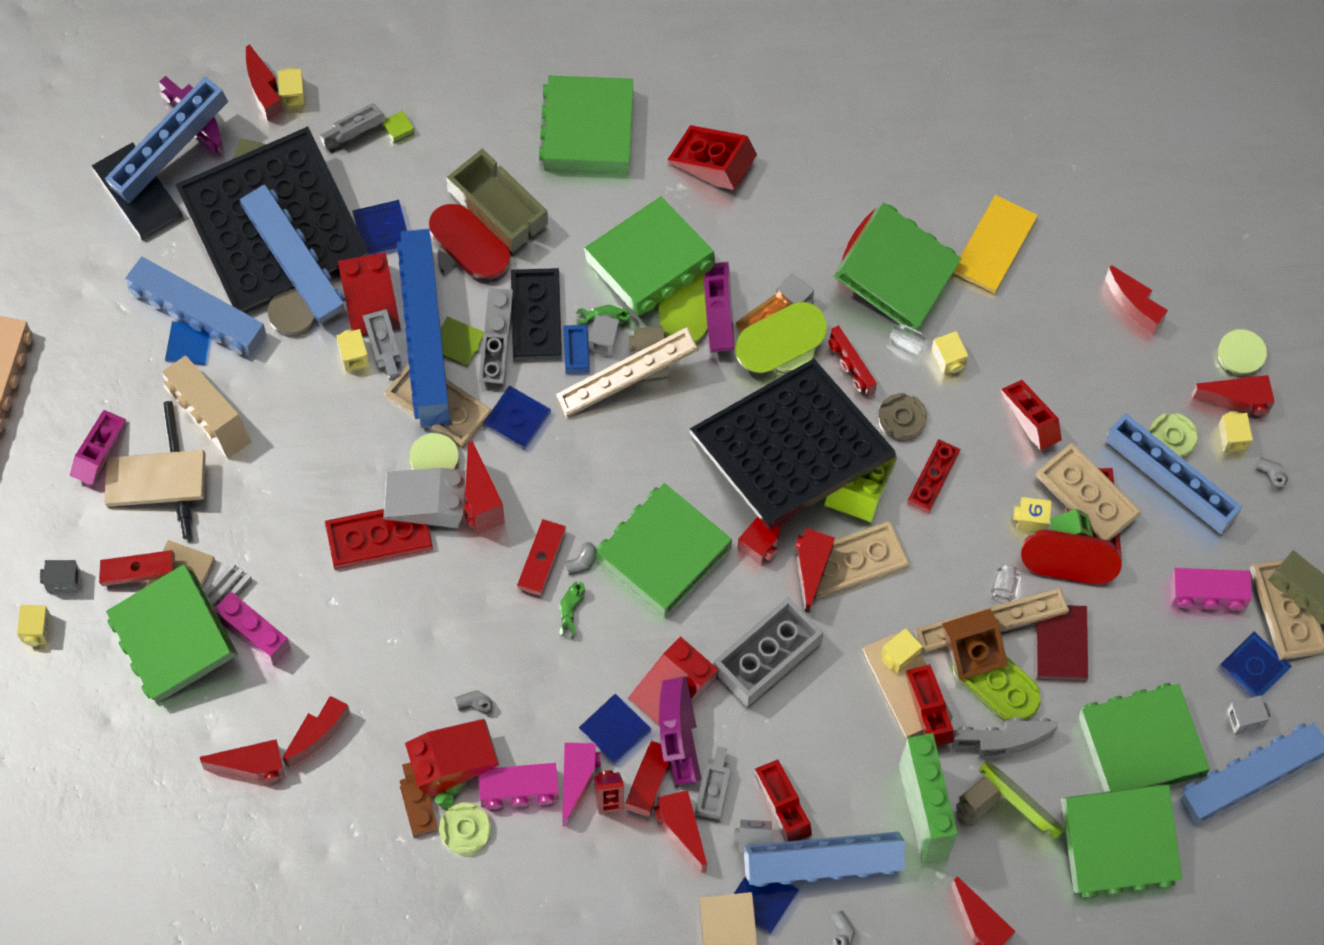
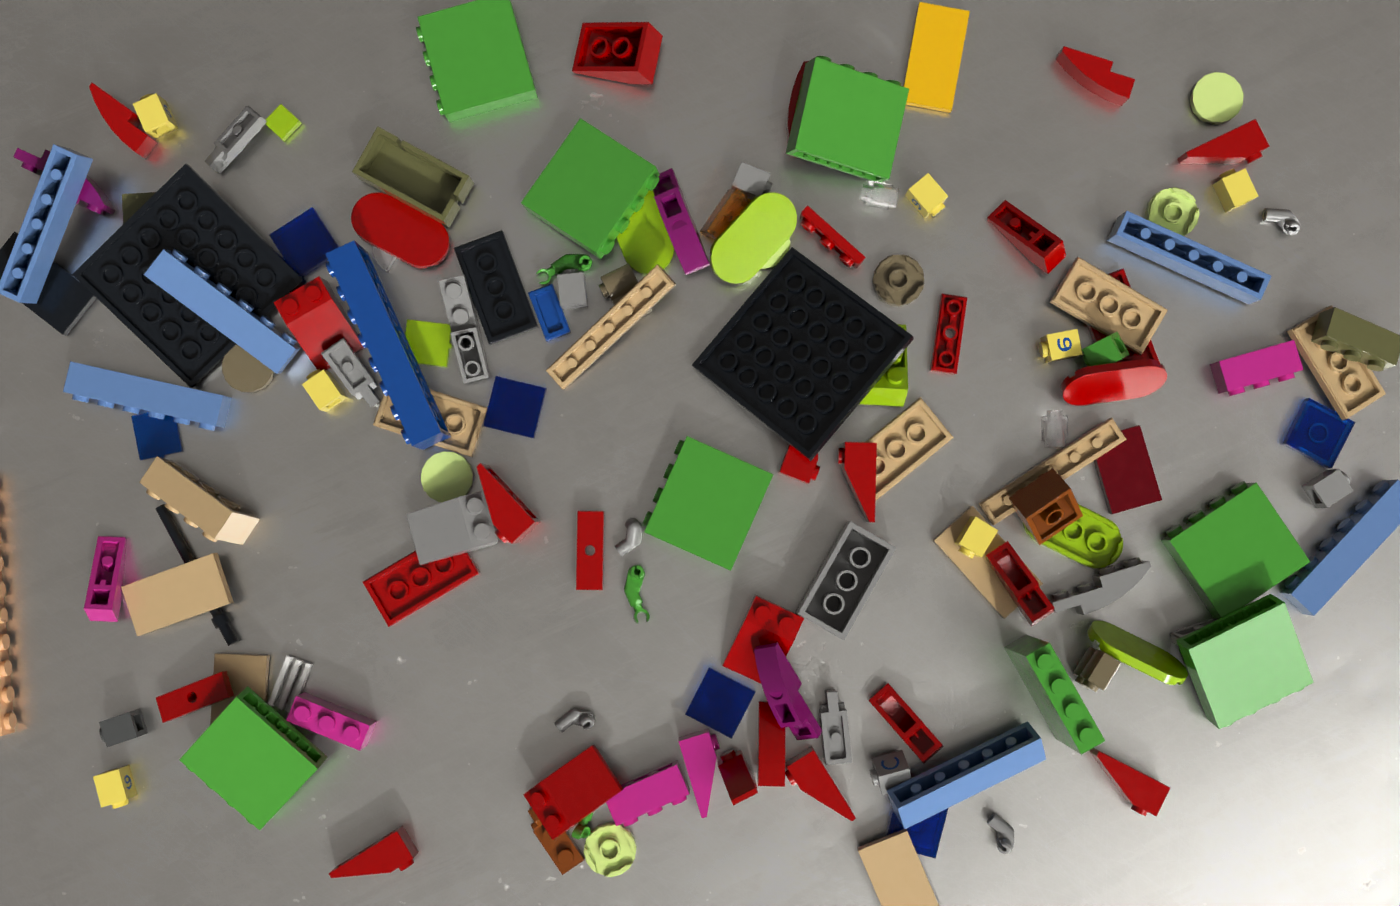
camera: 15 degrees left, 20 degrees up
(316, 731) = (432, 802): red slope -> none

